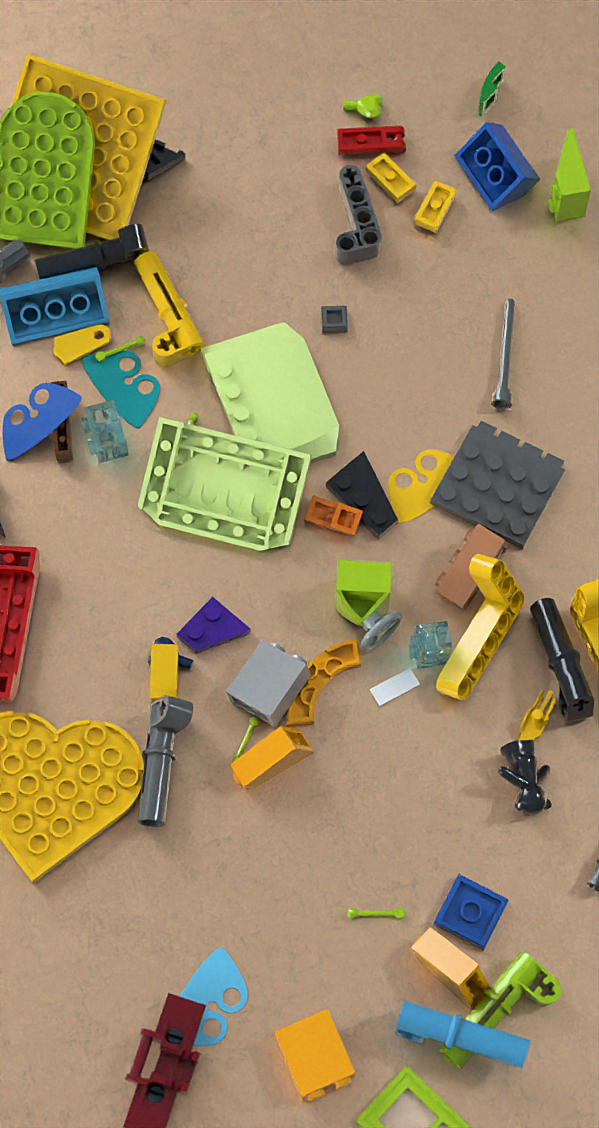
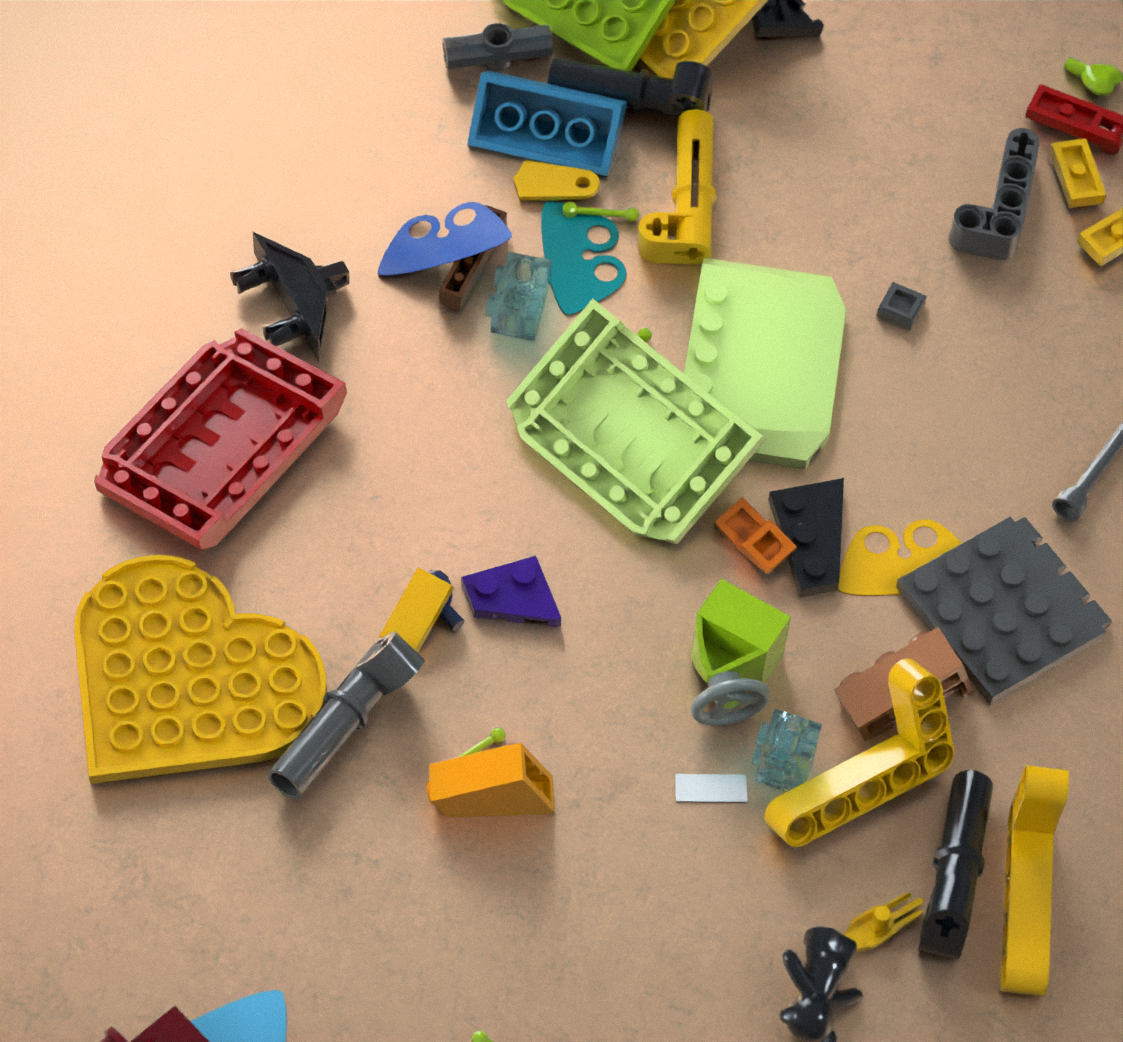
camera: 25 degrees right, 10 degrees down
(269, 682) = (544, 692): light grey brick -> none
(322, 670) = (613, 721): light orange tile -> none

